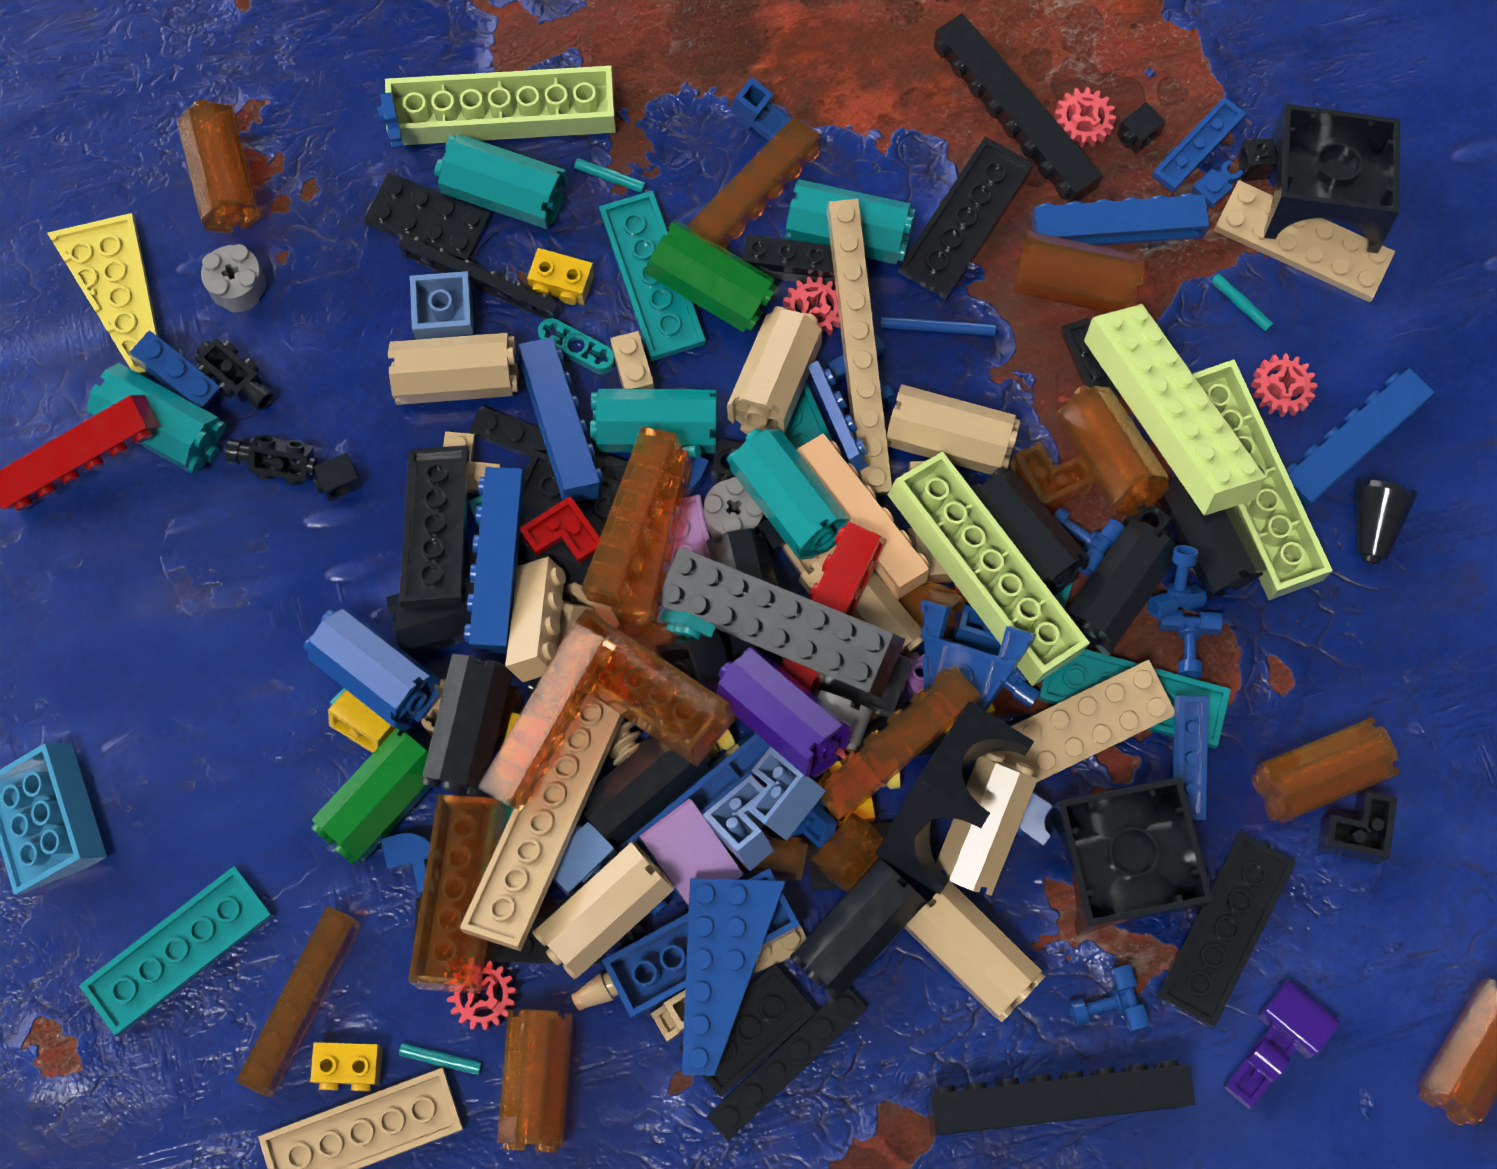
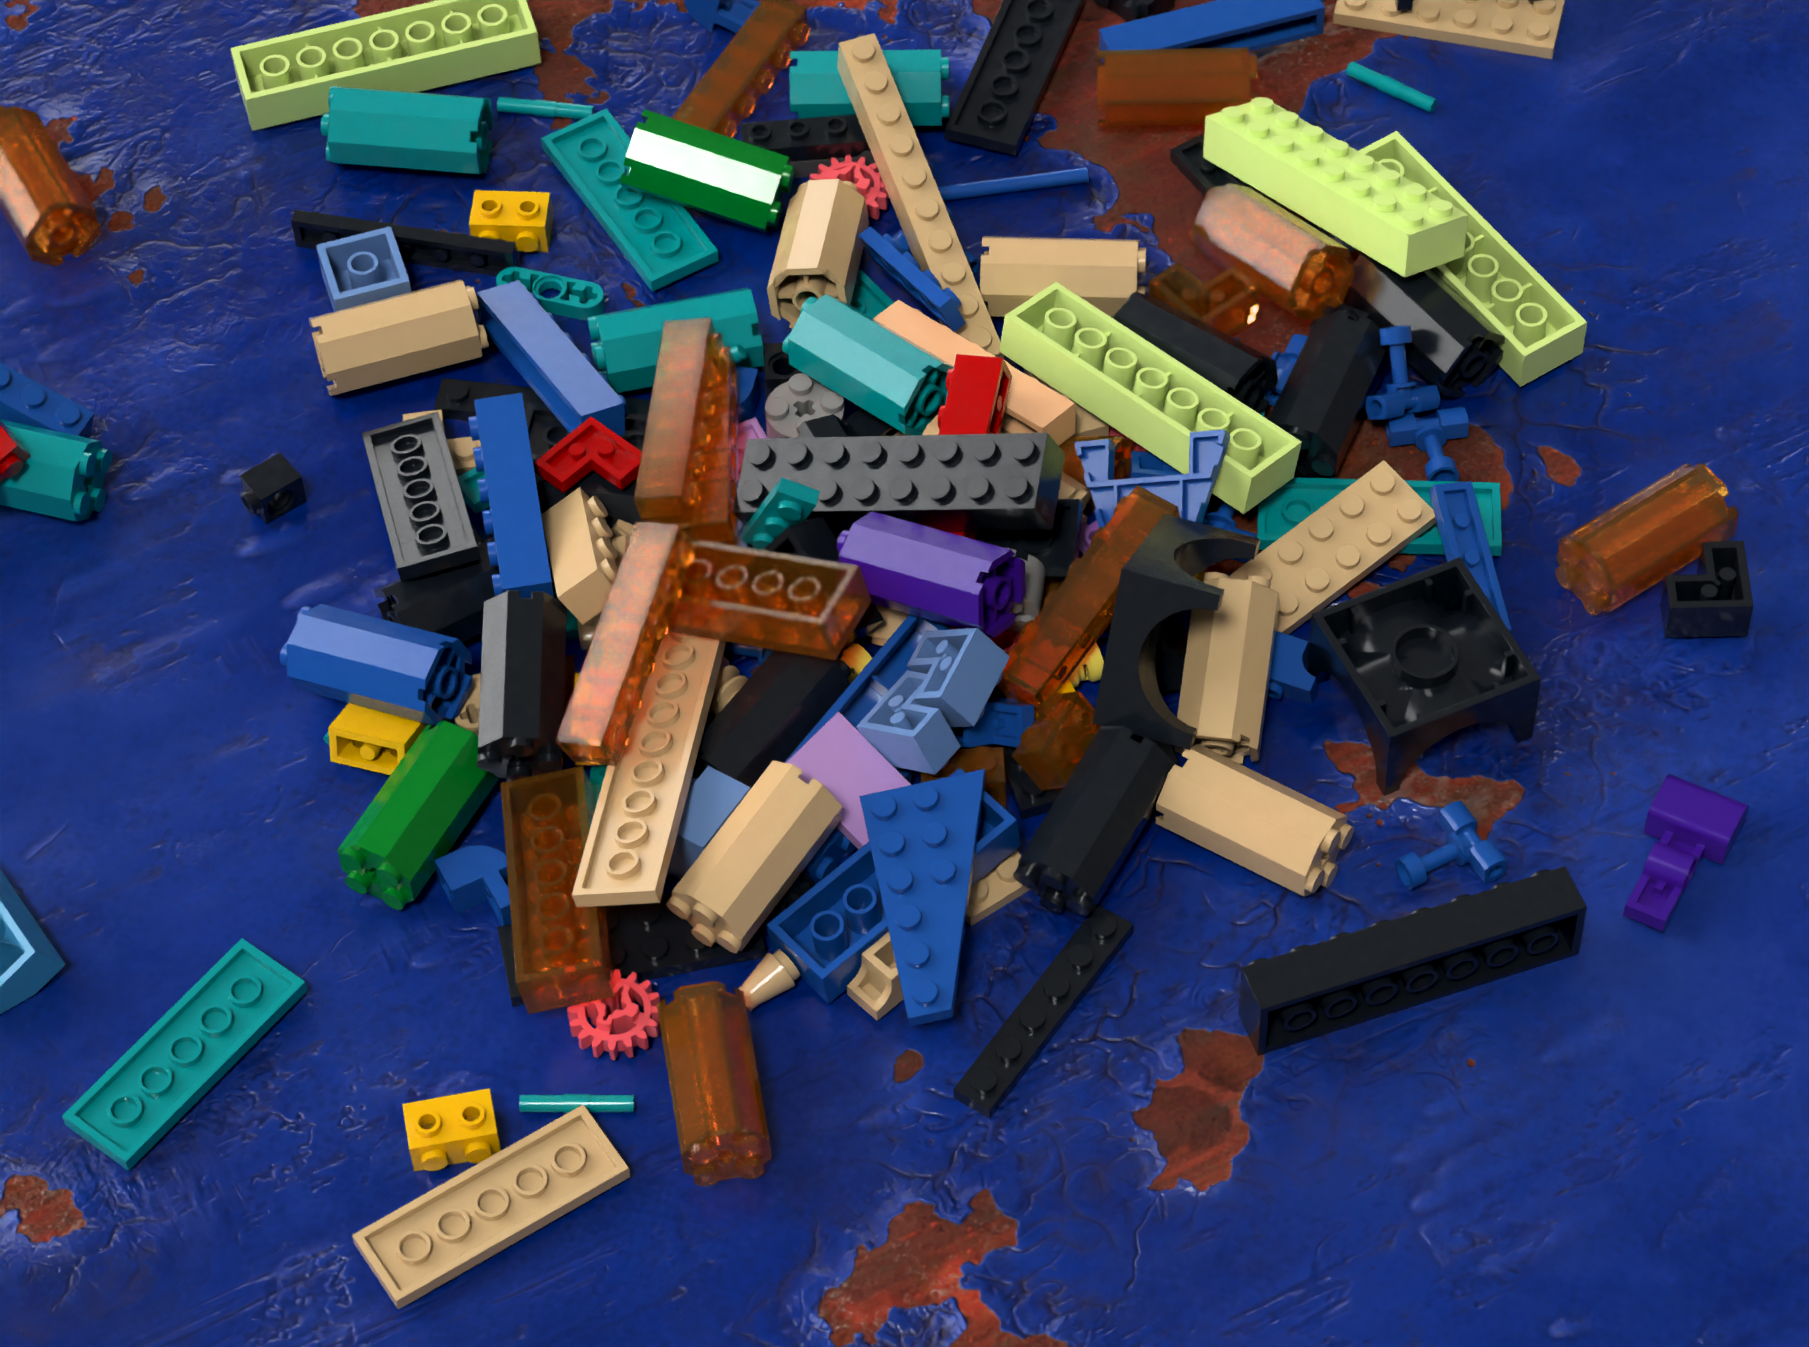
camera: 10 degrees left, 20 degrees down
(233, 278) = (80, 301): light grey brick -> none
(233, 371) = (114, 404): black brick -> none
(274, 458) = (194, 486): black brick -> none
(298, 1002) = (368, 1072): clear orange brick -> none
(388, 115) = (248, 78): blue plate -> none
(423, 213) = (282, 186): black plate -> none
(631, 361) = (625, 283): tan brick -> none
(767, 1018) = (997, 967): black plate -> none
(1226, 930) = (1573, 743): black plate -> none
(1293, 379) = (1470, 157): coral gear -> none
(1359, 435) = (1582, 187): blue brick -> none
(1380, 517) = (1631, 261): black cone -> none

